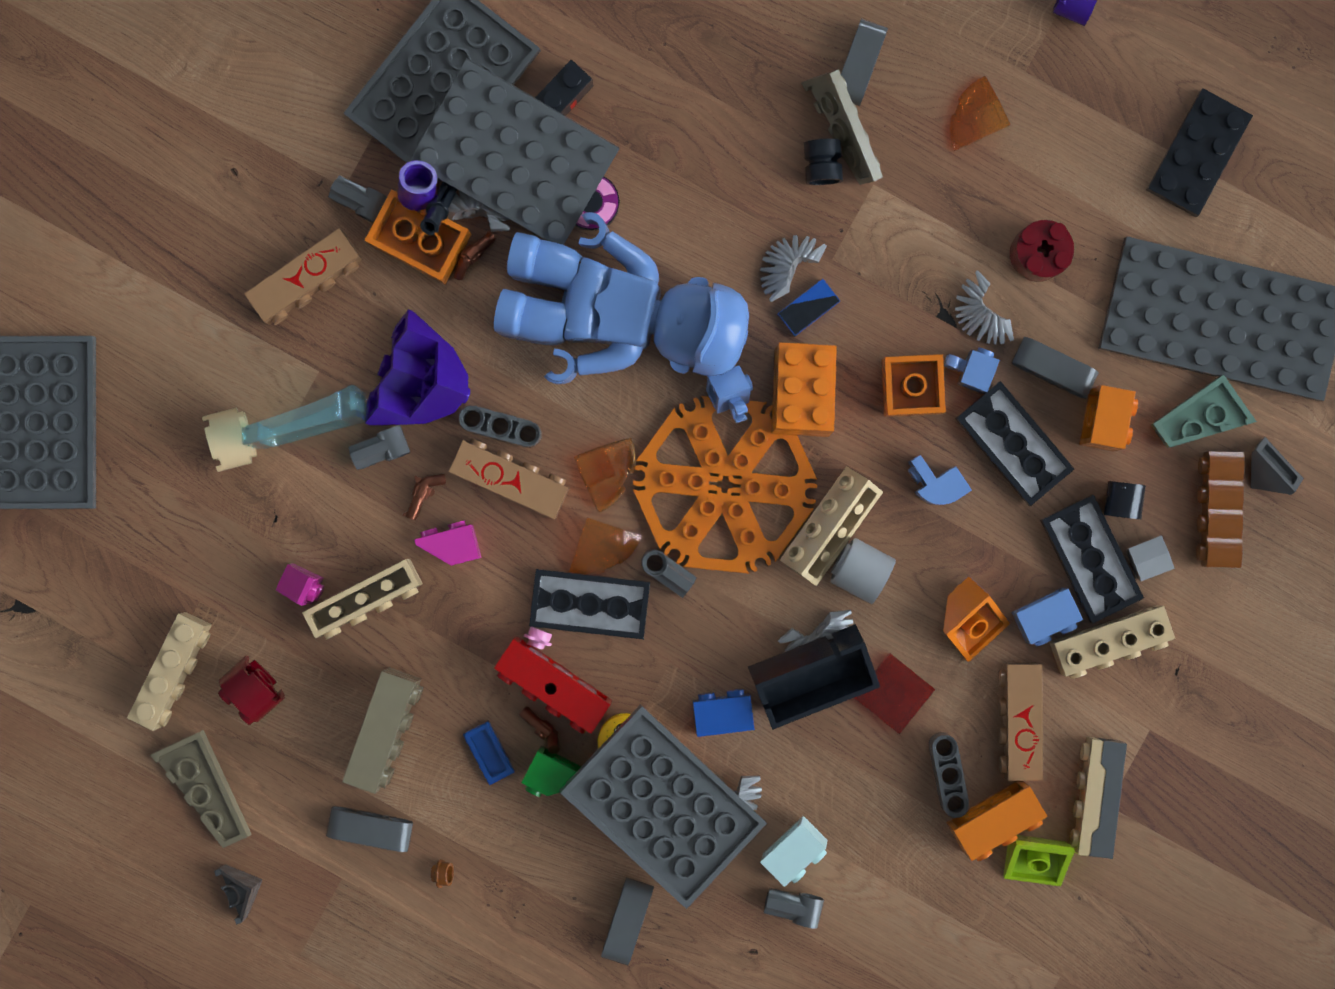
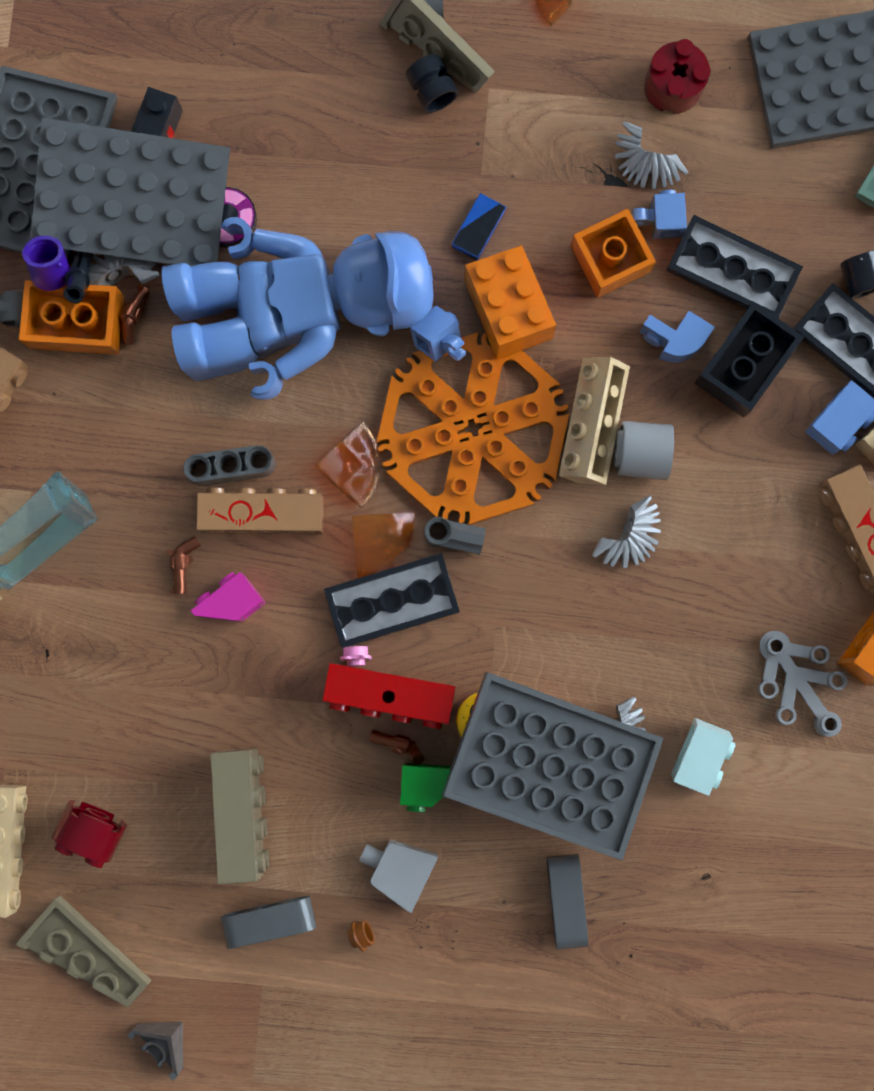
camera: 20 degrees left, 5 degrees down
(300, 585) = (97, 705): dark pink slope -> none
(362, 598) = (163, 692): tan brick -> none
(385, 446) = (125, 532): dark grey piece -> none
(418, 379) = (130, 455): dark purple brick -> none
(489, 753) = (355, 792): blue tile -> none
(498, 835) = (400, 871): none -> light grey torso
(723, 713) = (570, 651): blue brick -> none
(785, 264) = (436, 194): light grey hair -> none
(802, 908) = (735, 812): dark grey piece -> none
(814, 676) = (644, 573): black piece -> none
(899, 694) = (728, 558): clear red plate -> none
(905, 821) = (797, 678): none -> light grey plant
(957, 786) = (832, 620): dark grey beam -> none
(972, 619) = (772, 450): orange slope -> none
(989, 531) = (749, 359): none -> black brick
(1055, 367) = (739, 180): dark grey beam -> none
(1108, 418) = (813, 202): orange brick -> none

